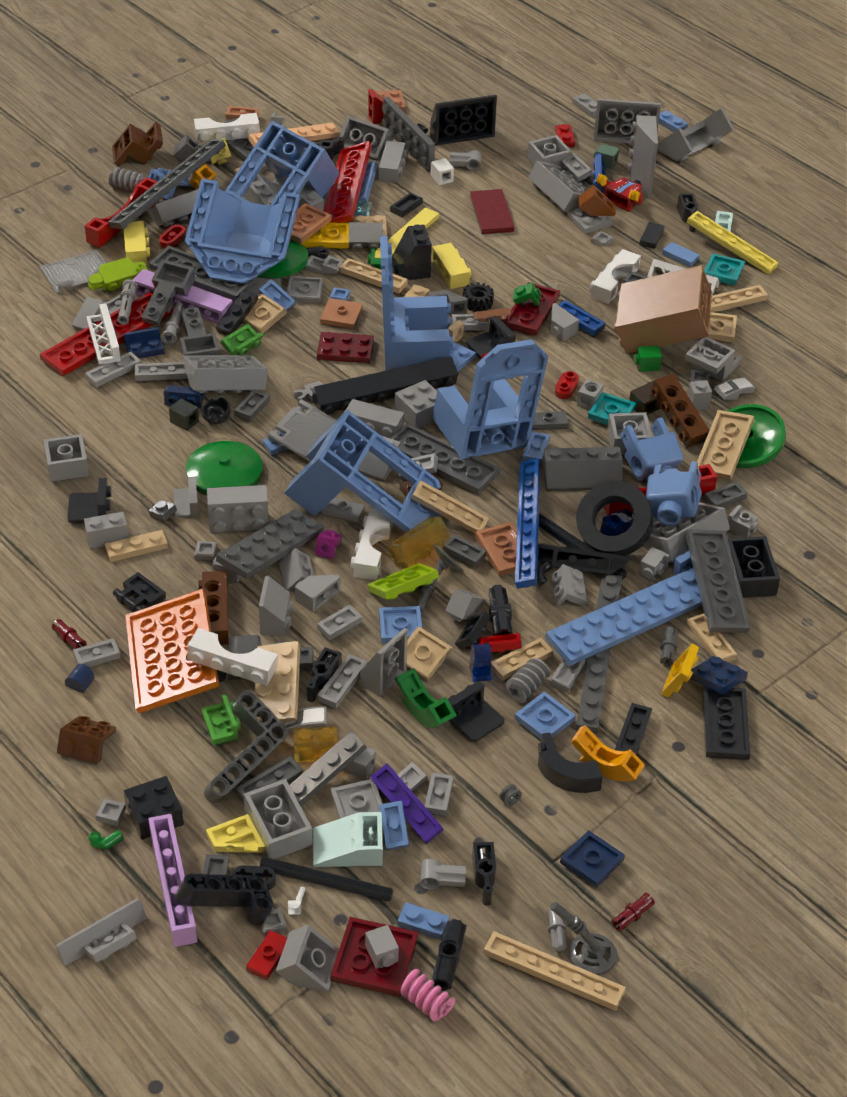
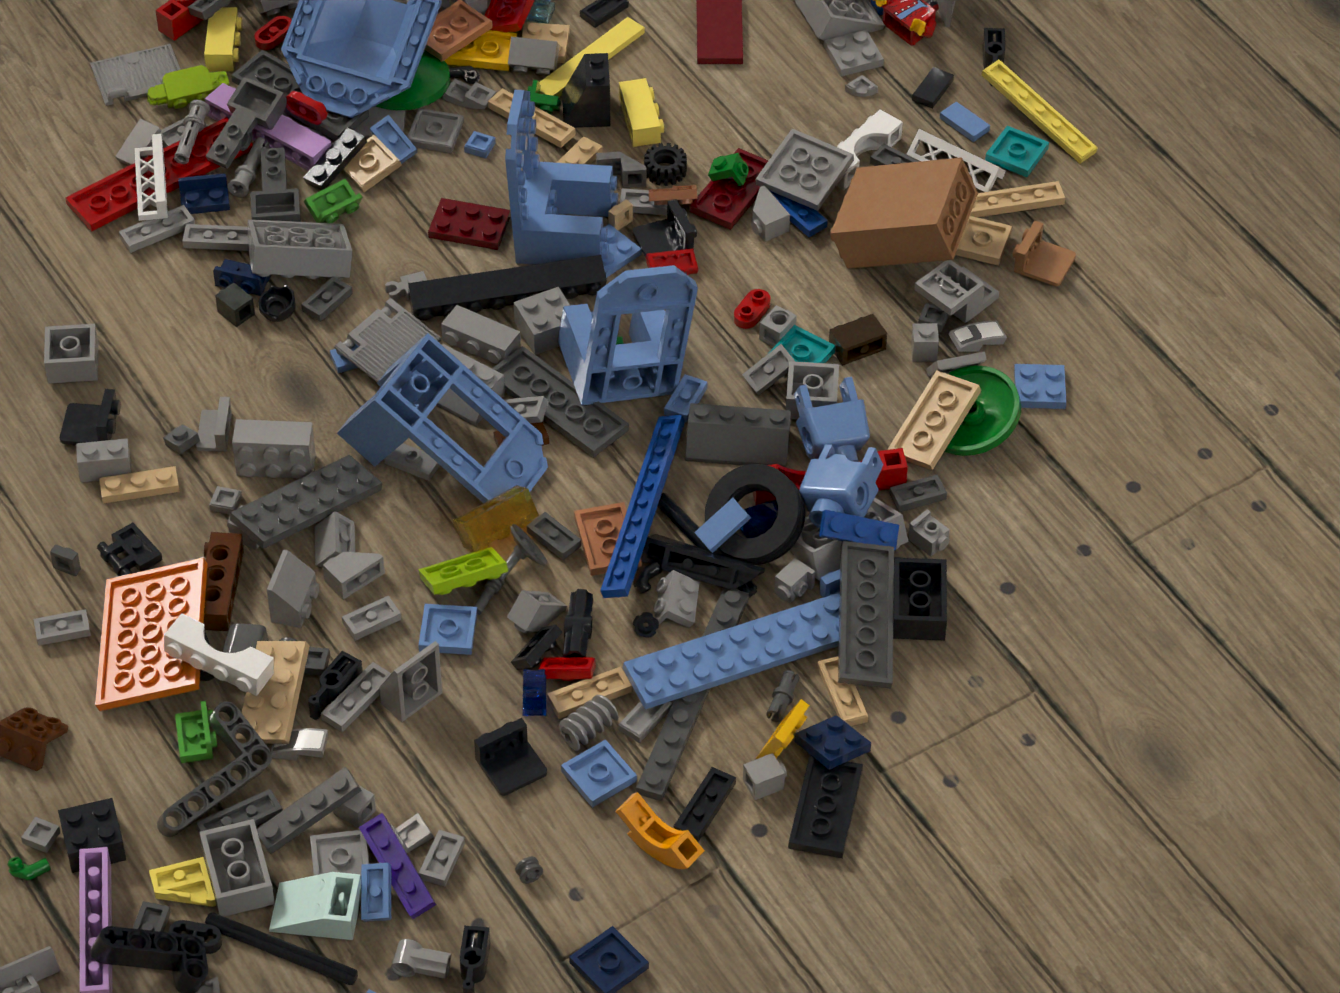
camera: 10 degrees right, 5 degrees up
(68, 634) = (32, 597): dark red pin -> none
(80, 678) = (36, 657): dark blue brick -> none
(90, 604) = (65, 560): none -> dark grey plate
(210, 278) = (306, 107): none -> red plate
(224, 466) = (273, 385): green dish -> none
(294, 906) = (237, 978): white hand -> none
(313, 742) = (301, 774): clear yellow brick -> none
(327, 543) = (379, 507): magenta bracket -> none
(341, 313) = (475, 171): nougat plate -> none
(367, 559) = (425, 537): white arch -> none
(420, 703) = (446, 736): green arch -> none
(426, 653) = (468, 671): tan plate -> none
(449, 507) = (545, 475): tan plate -> none
(550, 420) = (713, 358): dark grey plate -> none
(551, 611) = (643, 631): none -> black plate
(565, 774) = (607, 852): black arch -> none
(582, 289) = (805, 169): none -> light grey plate
(593, 422) = (768, 369): none -> light grey plate
(593, 528) = (722, 525): none -> medium blue tile
(596, 203) = (863, 34): dark orange slope -> none
(648, 358) = (871, 280): green brick -> none
(672, 705) = (764, 776): none -> light grey brick
(679, 410) = (880, 329): reddish brown brick -> none
(696, 520) = (858, 529): none -> blue plate
(724, 219) = (1040, 75): light aqua slope -> none
(727, 405) = (954, 363): none -> light grey tile
(763, 335) = (1041, 259): none -> medium nougat bracket
(793, 416) = (1040, 385): none -> medium blue plate

